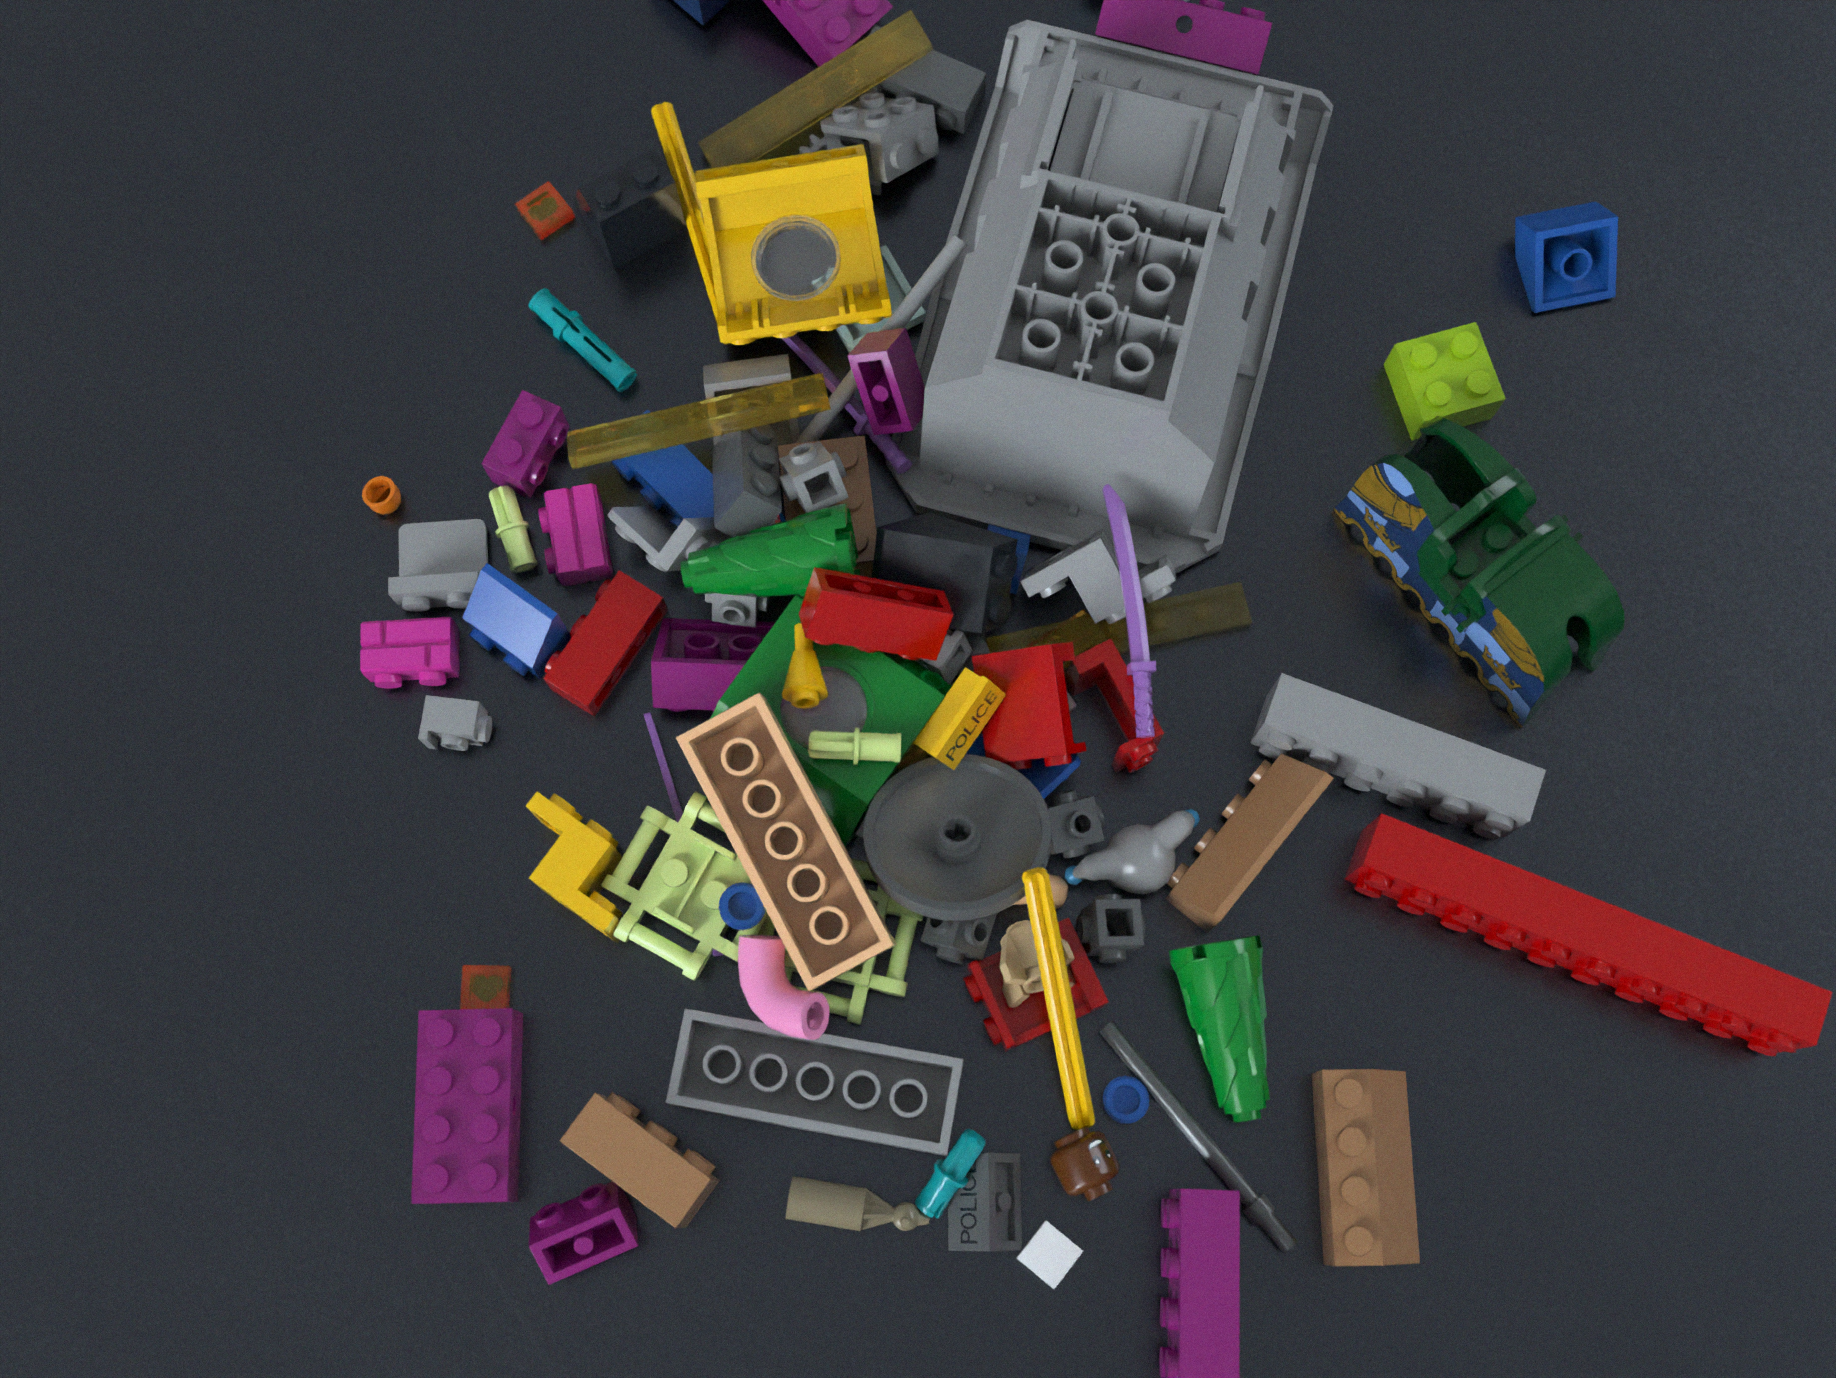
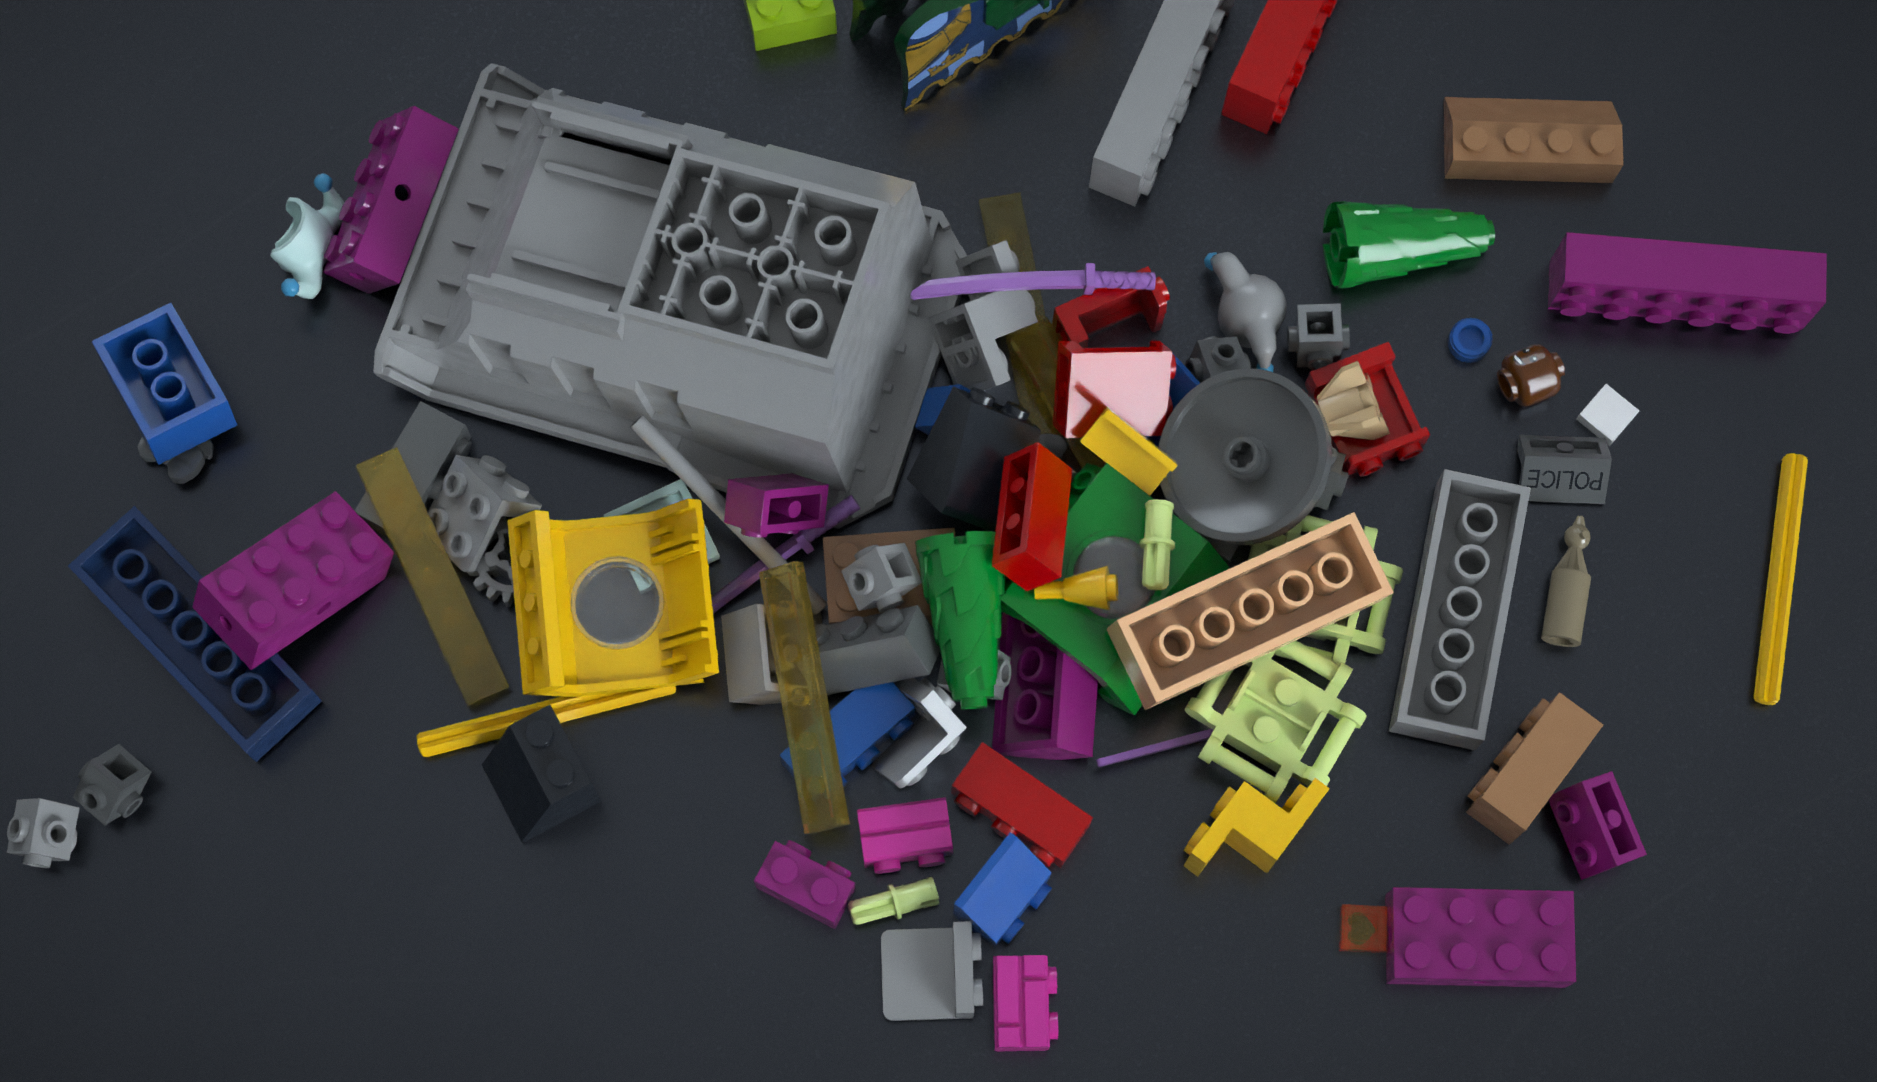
camera: 90 degrees left, 0 degrees up
(381, 495) = (845, 1044): orange hinge -> none
(454, 723) = (1100, 956): light grey brick -> none
(545, 210) = (530, 872): tile -> none
(569, 327) = (686, 830): teal pin -> none
(741, 906) = (1302, 663): blue tile -> none
(772, 995) = (1387, 636): bright pink cylinder -> none
(950, 1174) = (1542, 493): teal axle -> none
(1058, 997) = (1391, 378): yellow axle -> none
(1246, 840) = (1239, 207): medium nougat slope -> none
(1257, 1207) = (1500, 280): dark grey bar -> none

